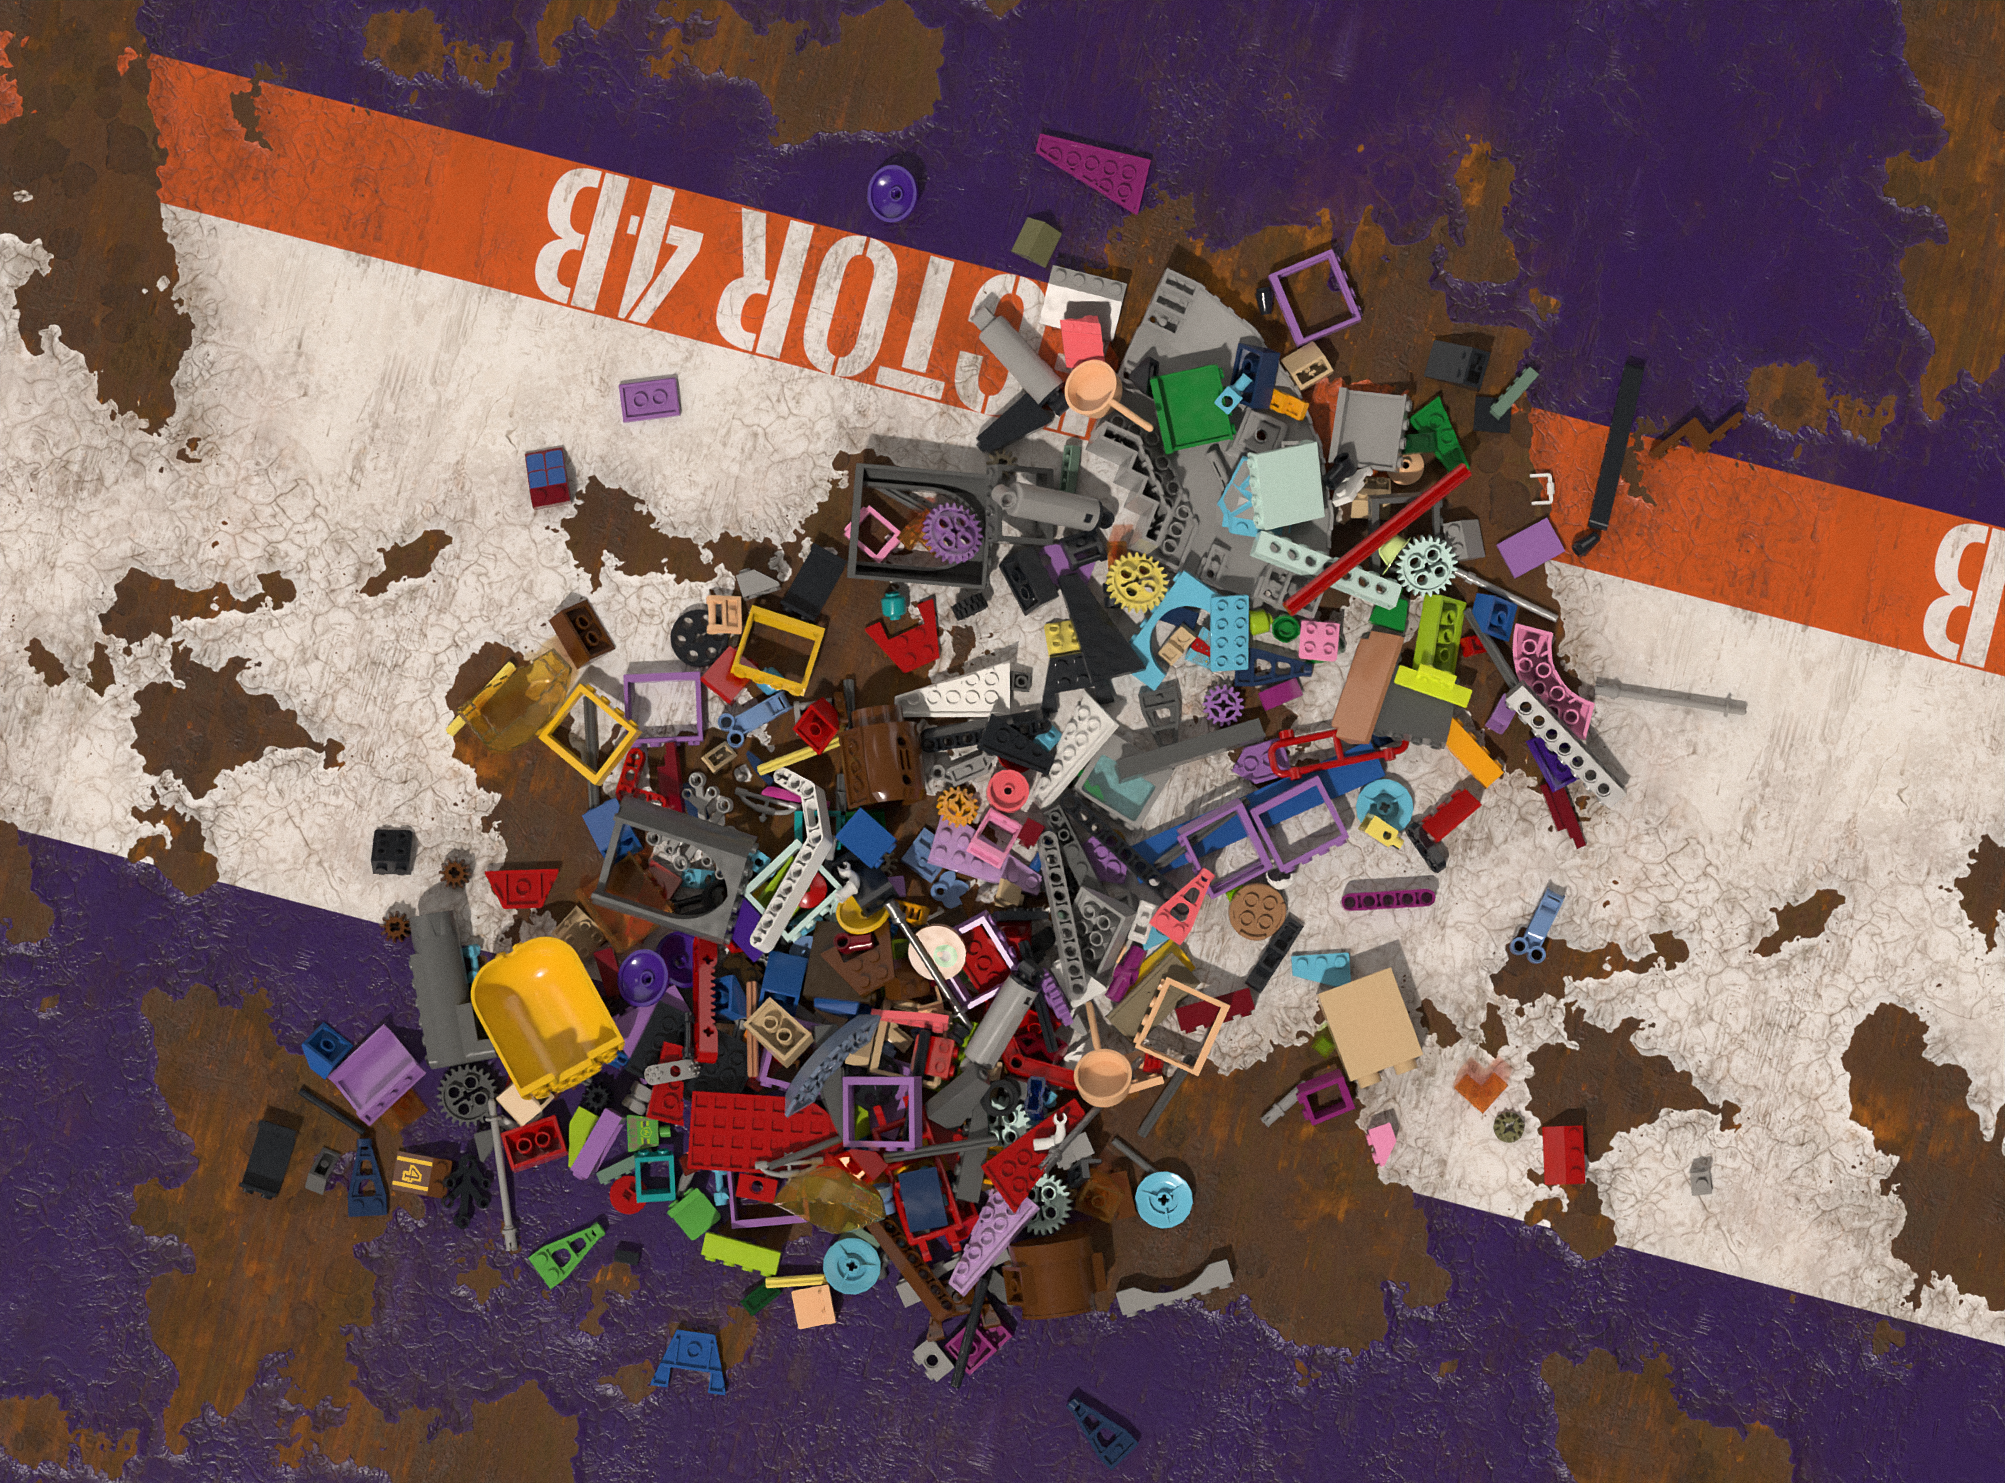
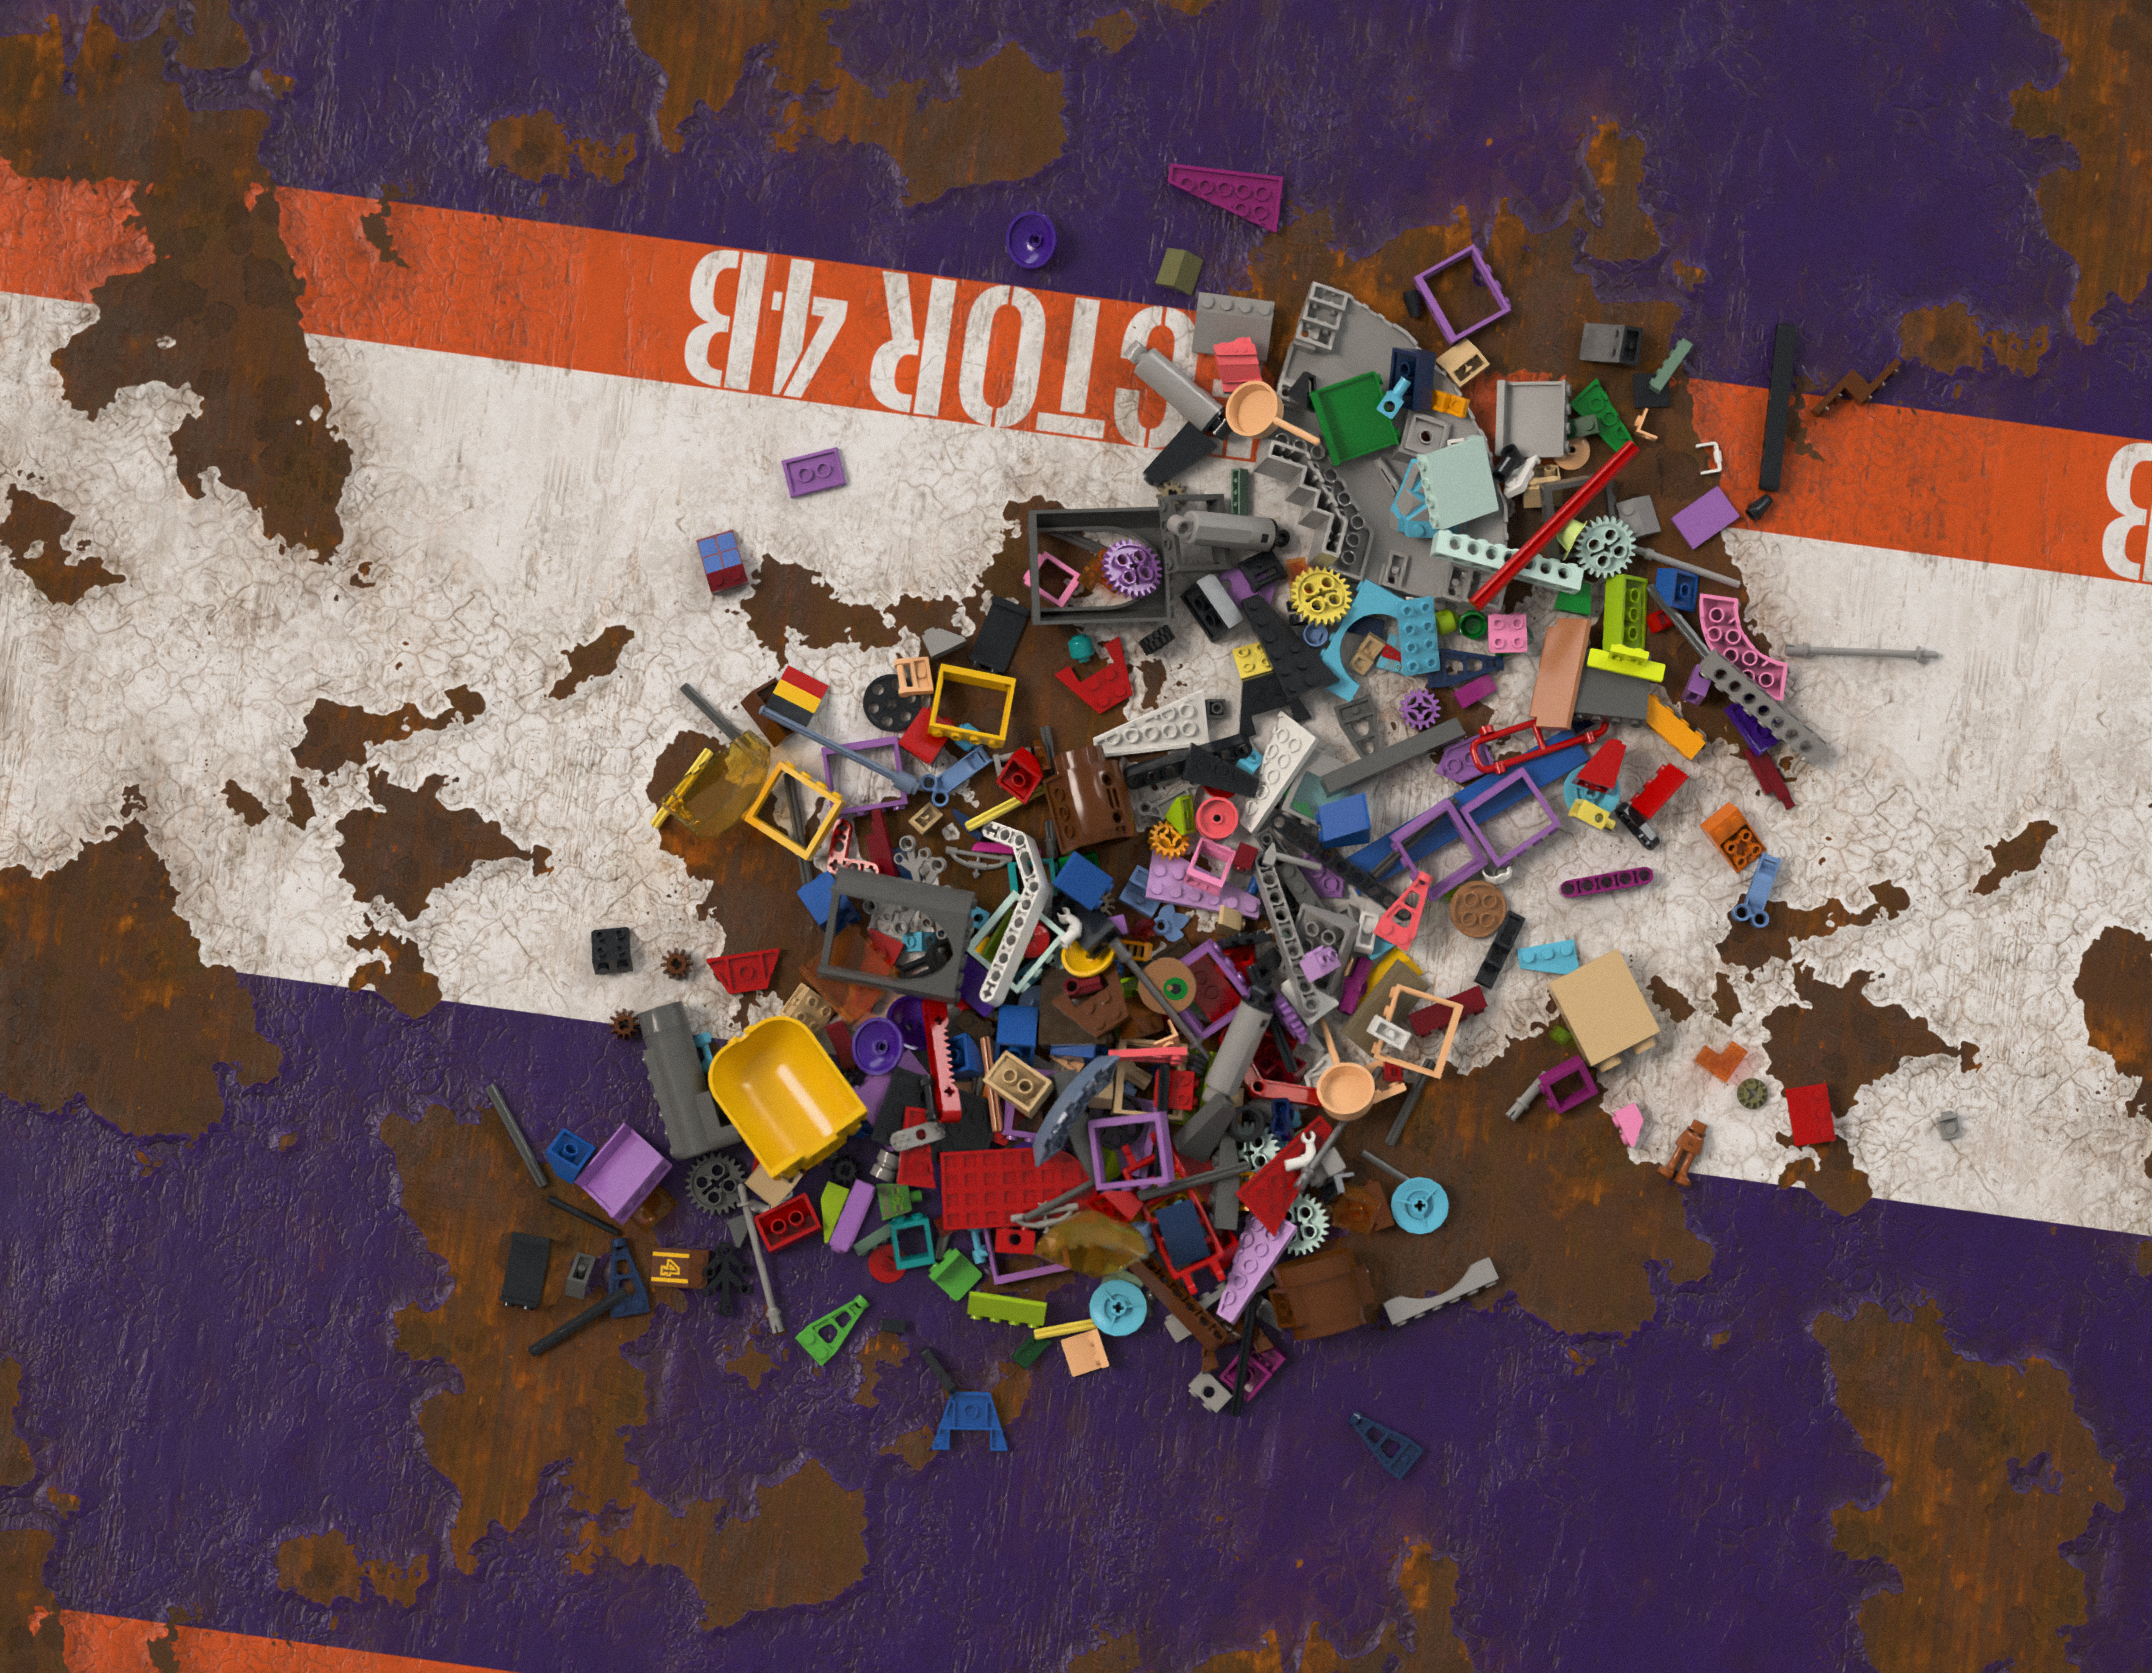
camera: 10 degrees left, 0 degrees up
(276, 1024) = (516, 1135): none -> dark grey axle
(314, 1216) = (578, 1321): none -> black axle
(518, 627) = (709, 711): none -> dark grey axle
(602, 629) = (794, 706): none -> flag
(666, 1307) = (938, 1370): none -> black beam
(922, 893) = (1143, 929): none -> clear red tile
(974, 783) = (1182, 815): none -> lime slope
(1057, 834) = (1271, 855): none -> light grey piece
(1091, 946) = (1319, 962): none -> lavender brick
(1127, 621) = (1315, 636): none -> medium blue wheel
(1133, 810) = (1344, 822): none -> blue slope
(1152, 1024) = (1388, 1032): none -> white slope
(1397, 786) = (1603, 768): none -> red slope
(1440, 1167) = (1691, 1142): none -> dark orange piece
(1475, 446) = (1639, 421): none -> light nougat bracket
(1520, 869) = (1733, 837): none -> orange slope

